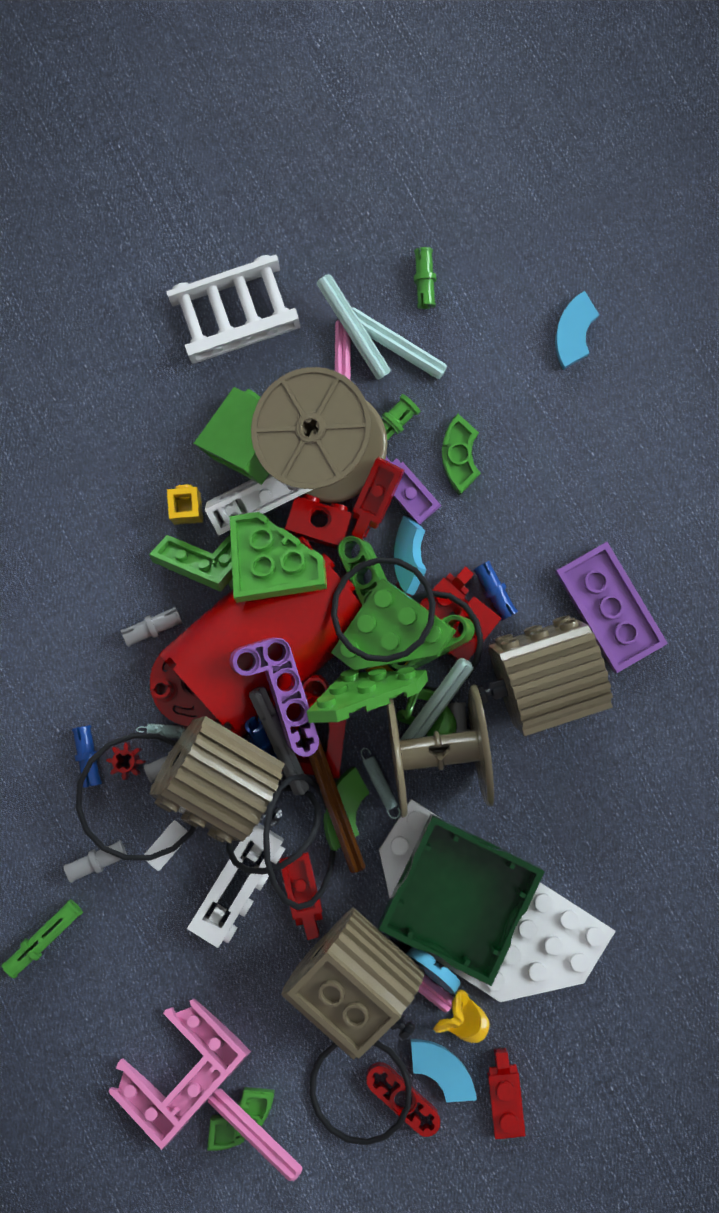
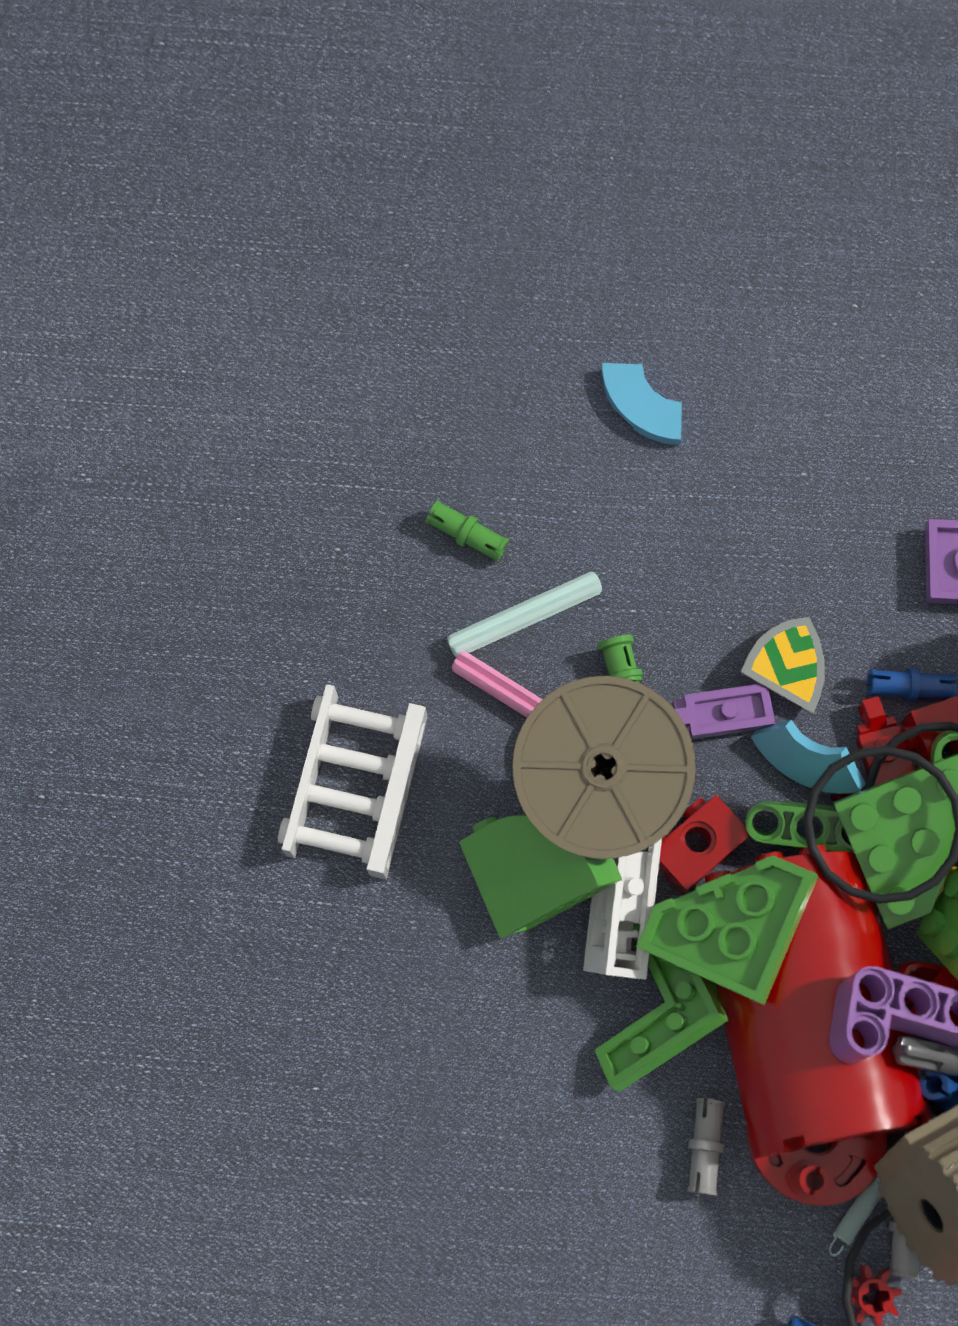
camera: 55 degrees left, 10 degrees down
(184, 505) = (574, 998): yellow brick -> none
(353, 326) = (476, 649): light aqua axle -> none
(376, 496) = (715, 754): red hinge -> none
(457, 454) = (709, 626): bright green tile -> none
(464, 512) = (789, 662): none -> sticker

